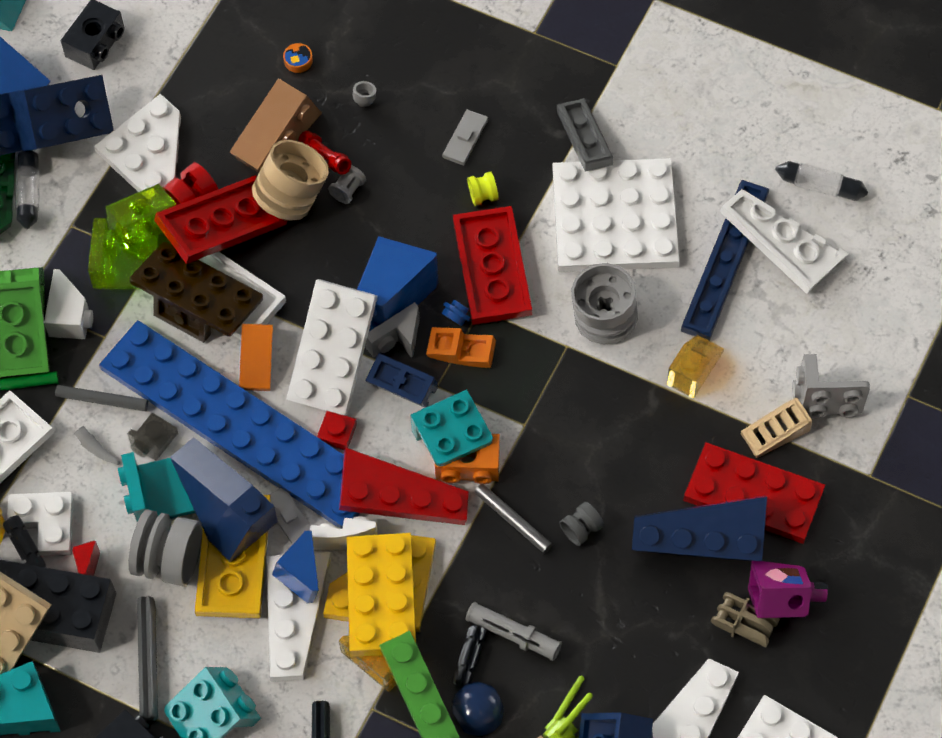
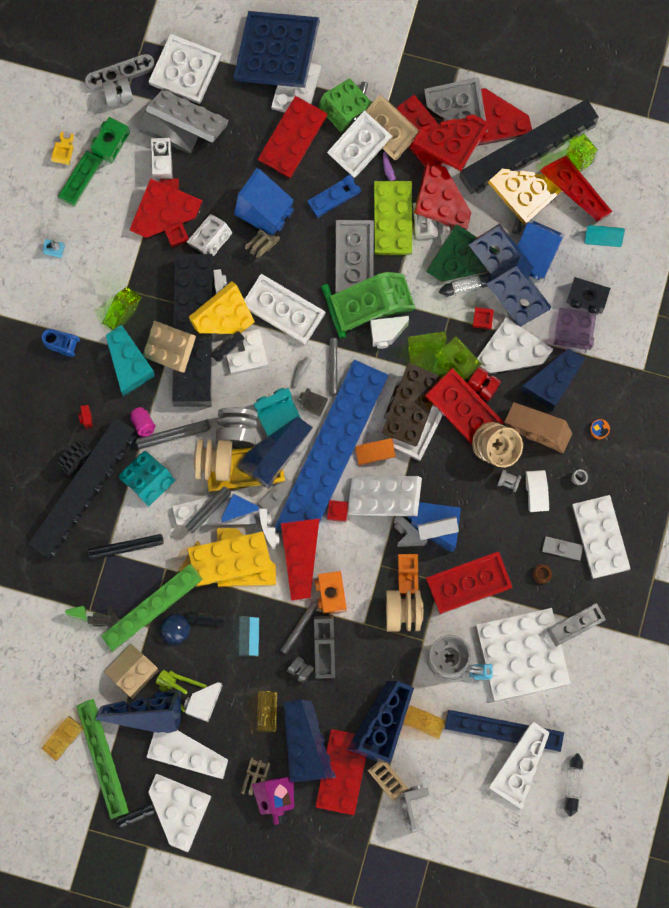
camera: 75 degrees right, 15 degrees up
(86, 176) = (483, 318): none -> red plate
(86, 557) = (223, 384): red slope -> none
(114, 699) = (142, 422): none -> dark pink brick
(140, 60) = (575, 329): none -> clear purple bracket
(210, 97) = (554, 379): none -> dark blue wedge
(211, 584) = (213, 459): none -> tan wheel
(291, 616) = (208, 509): none -> dark grey axle
(336, 161) = (535, 452): red bar -> none
(366, 147) = (537, 491): none -> white slope
(402, 380) = (374, 543): dark blue hinge -> none
(404, 268) = (438, 528): none -> piece
(451, 428) = (345, 579): teal bracket -> none
(456, 312) = (429, 567): blue plate -> none
(459, 84) = (601, 537): none -> white plate
(482, 188) = (522, 566): neon yellow wheel -> none
(499, 165) = (542, 574): none -> reddish brown plate
(512, 596) = (249, 636): none -> slope
(519, 354) = (403, 610): none -> tan wheel
(525, 636) = (223, 647): light grey pin -> none
(550, 482) = (324, 647): none -> dark grey slope
(609, 679) = (203, 702): none -> white slope
(634, 265) = (481, 671): none -> medium azure piece
(639, 585) = (267, 711): none -> clear yellow plate
(689, 411) = (383, 723): none -> dark blue wedge

